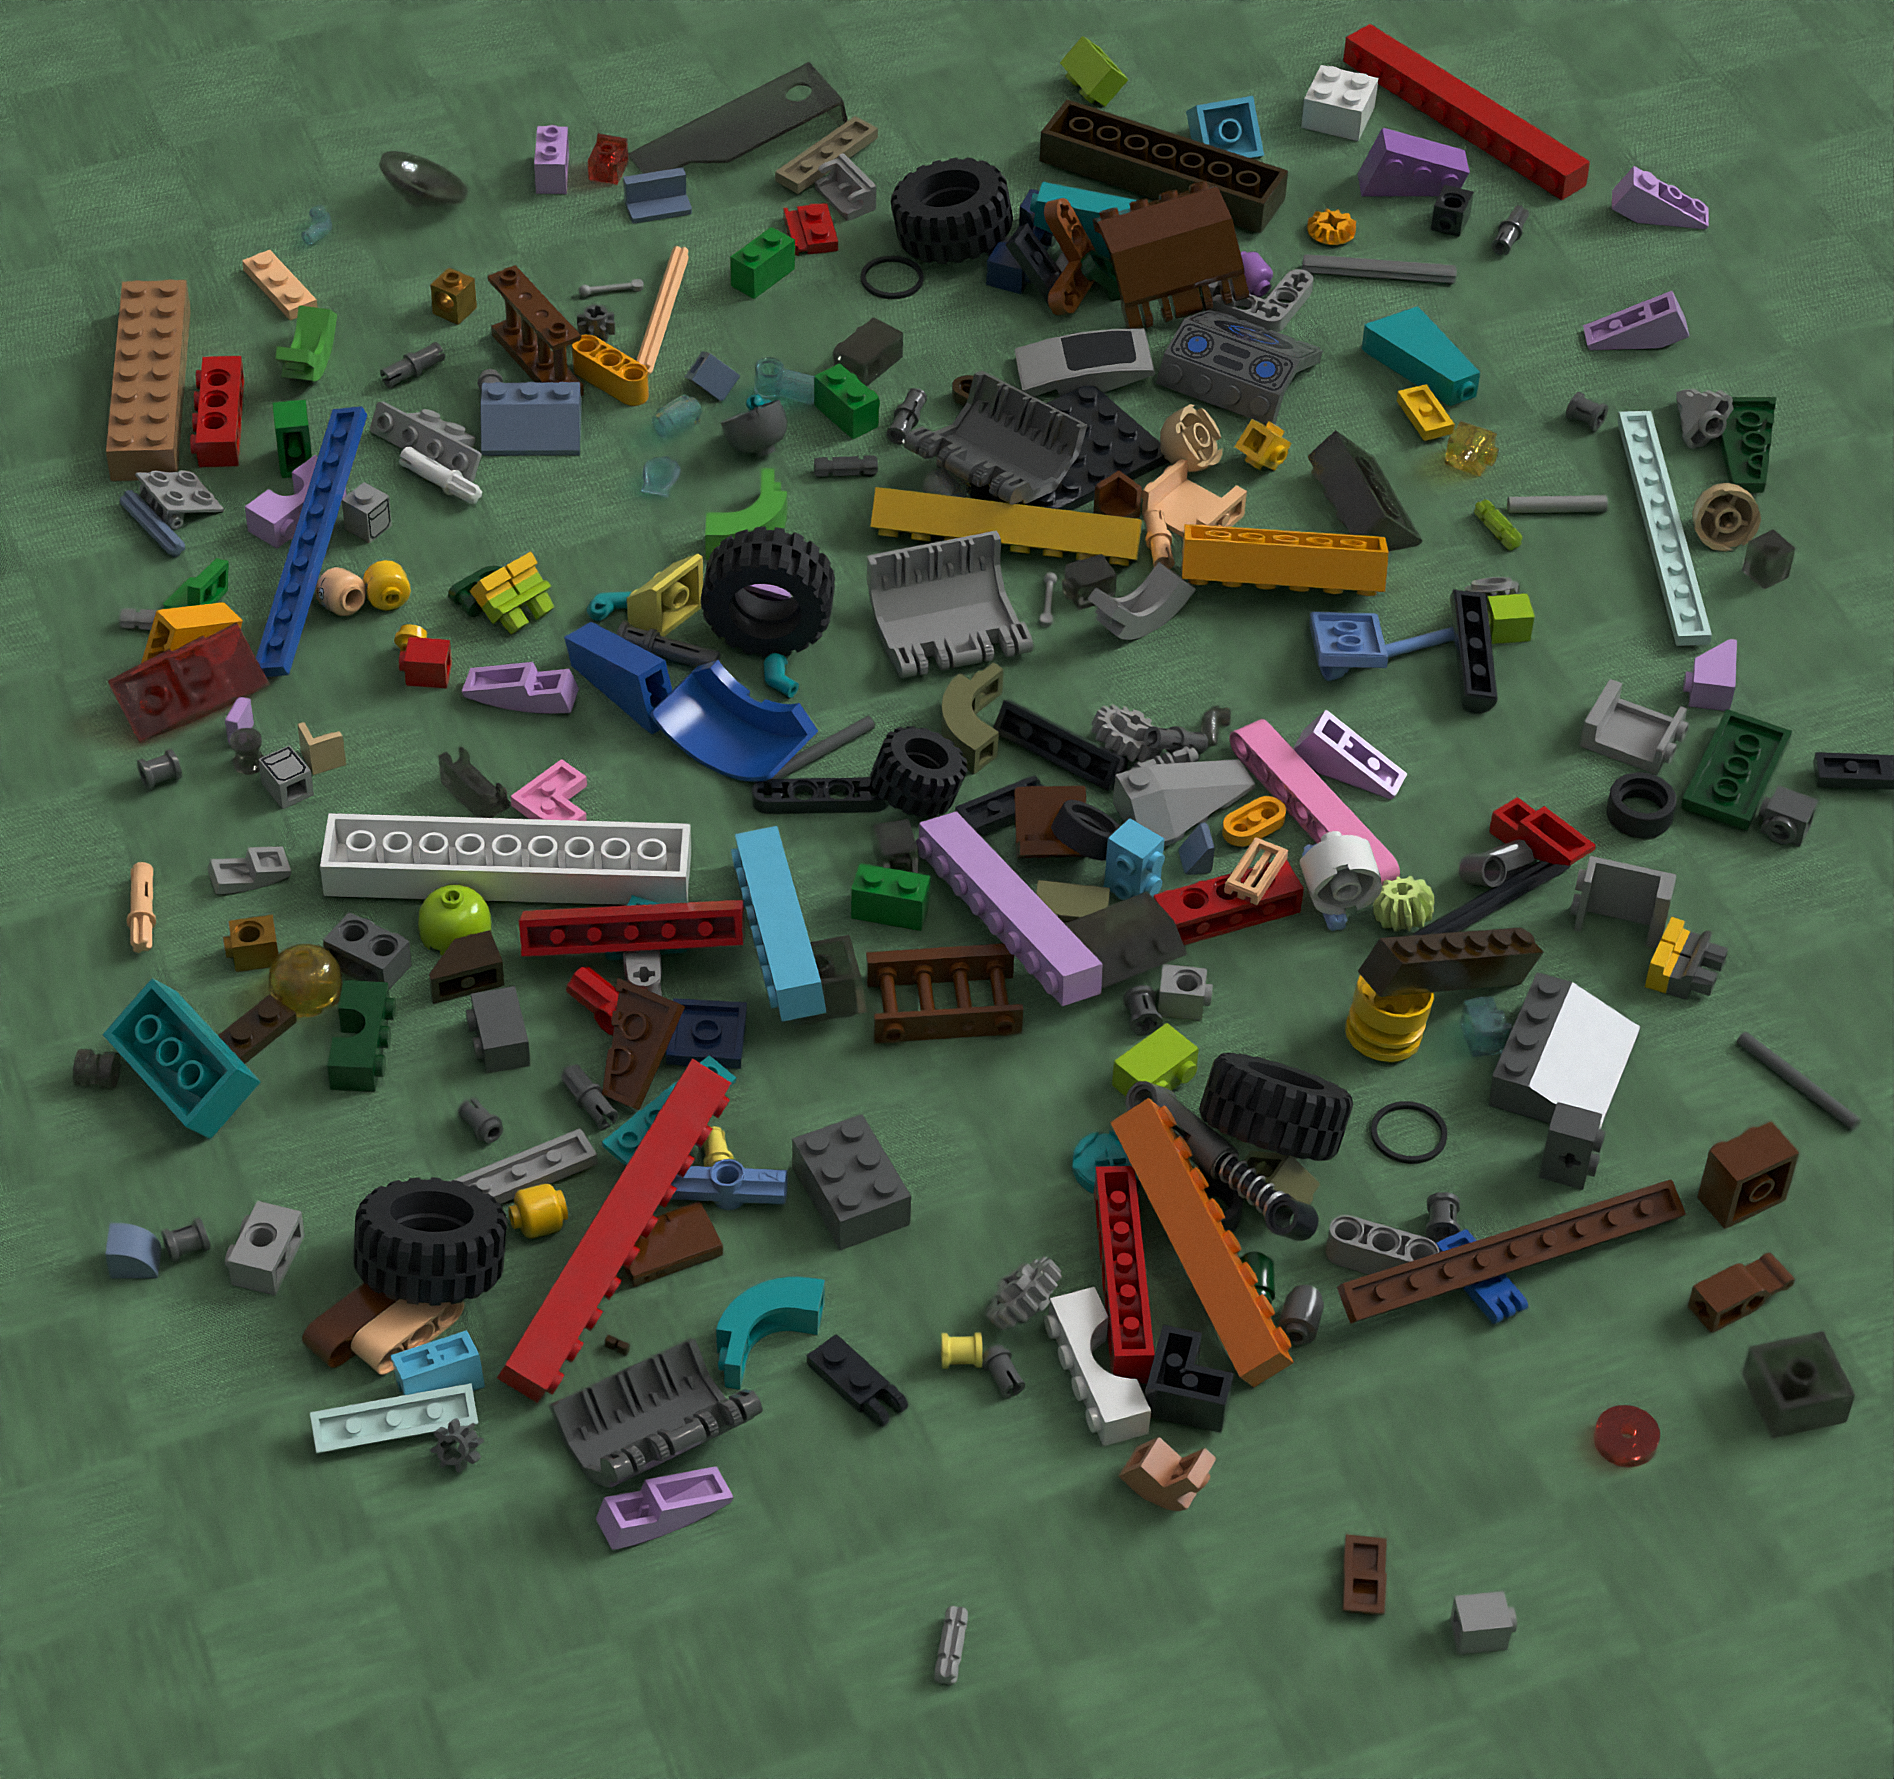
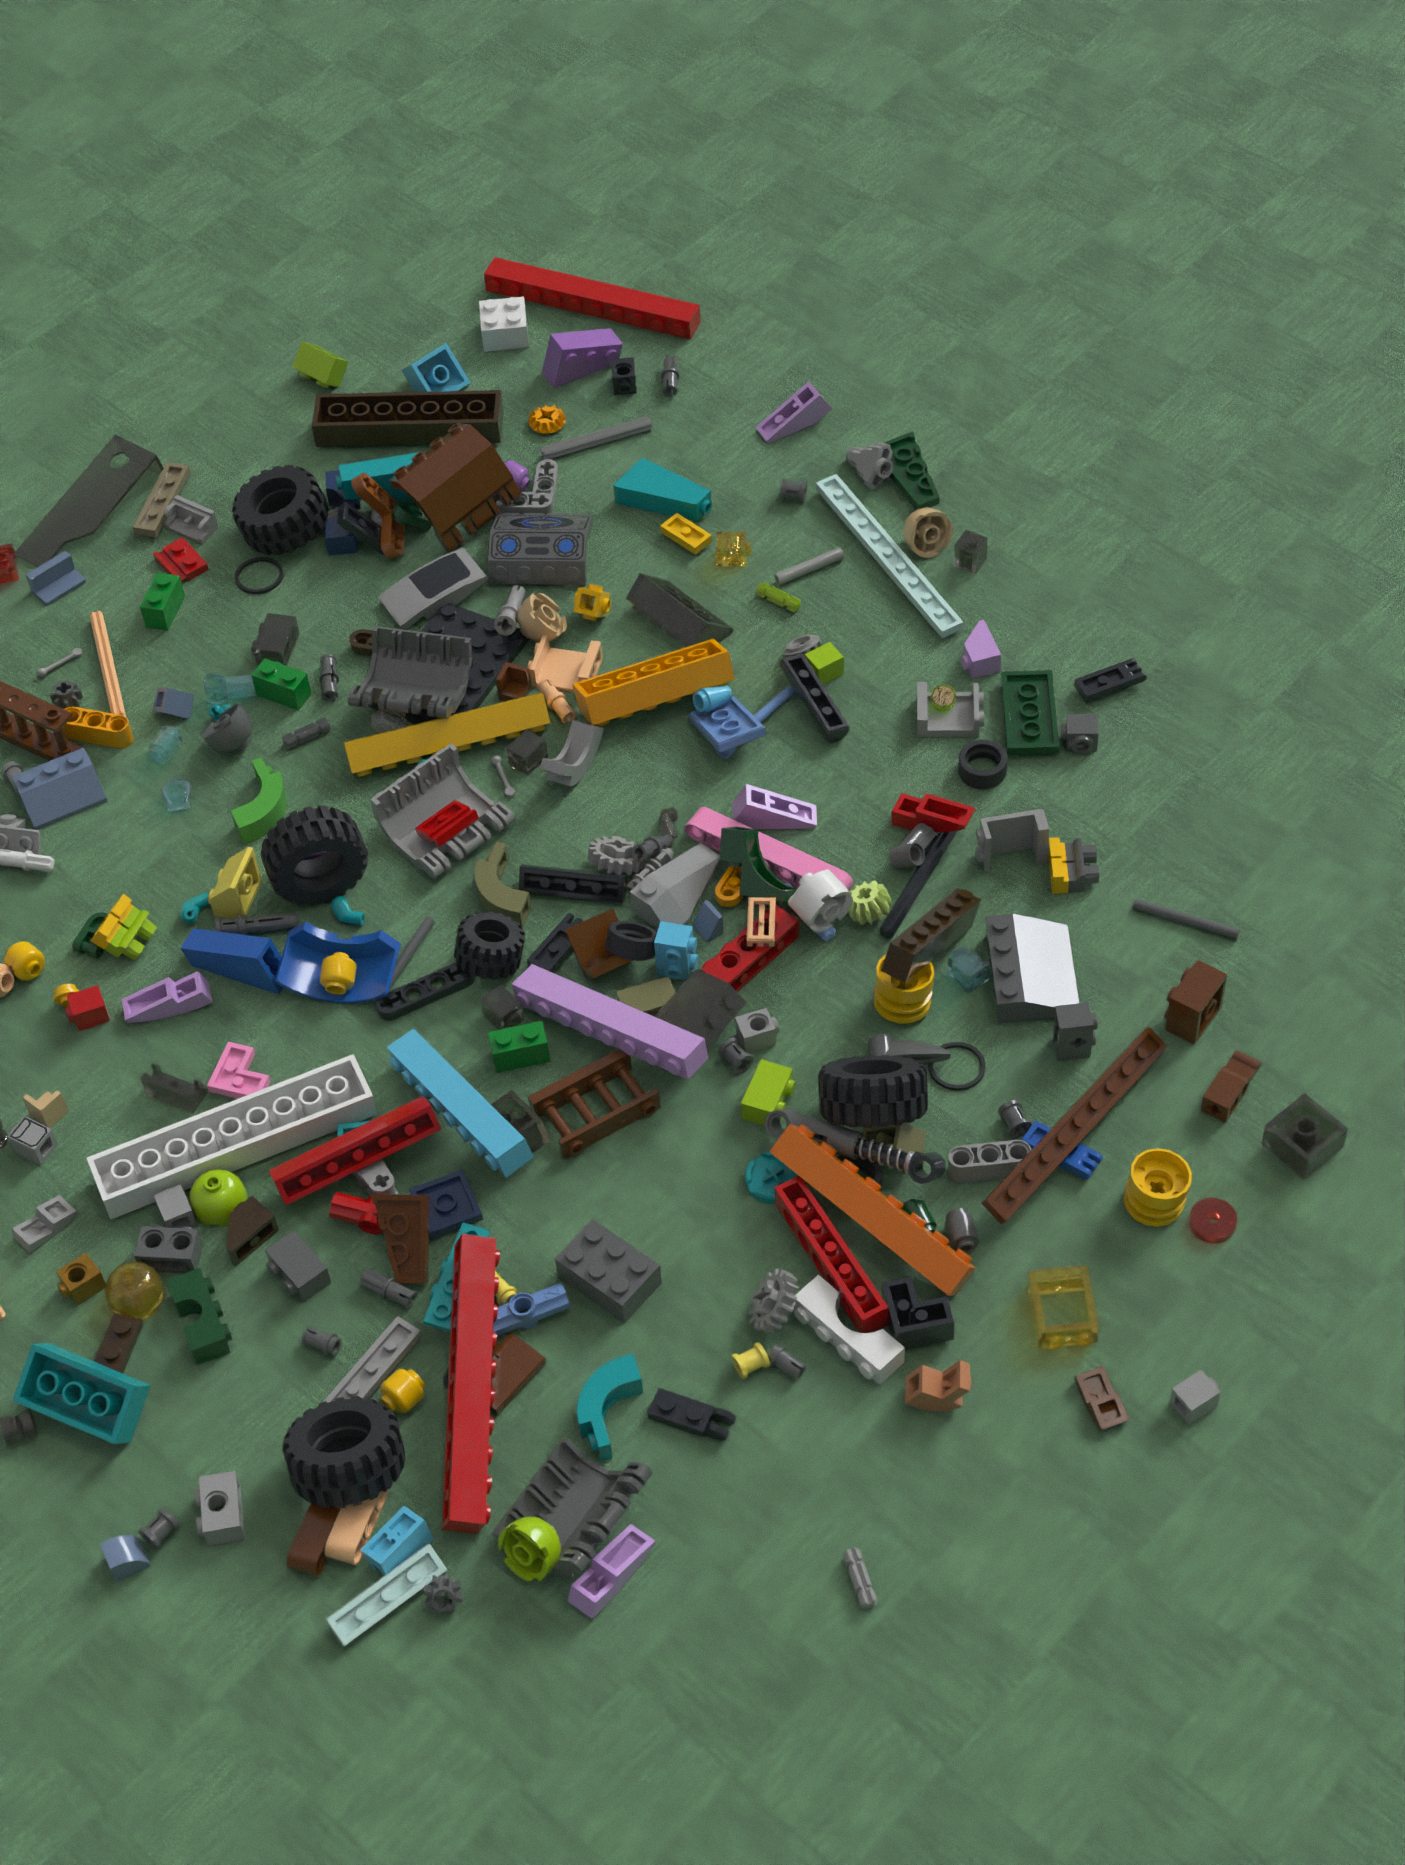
camera: 20 degrees left, 5 degrees up
(399, 910) = (175, 1208): none -> light grey brick
(582, 1435) = (530, 1547): none -> lime cylinder
(613, 1343) = (505, 1465): dark brown piece -> none
(727, 734) = (338, 973): none -> yellow head
(948, 621) = (446, 823): none -> red plate
(1149, 424) = (507, 616): none -> light grey pin
(1281, 784) = (743, 850): none -> dark green arch
(1343, 602) = (710, 698): none -> medium azure cone
(1365, 1094) = (920, 1051): none -> dark grey piece
(1383, 1420) = (1062, 1281): none -> clear yellow window
(1572, 1363) = (1157, 1187): none -> yellow wheel
(1635, 711) = (943, 697): none -> tile
(1651, 201) = (756, 318): lavender slope -> none

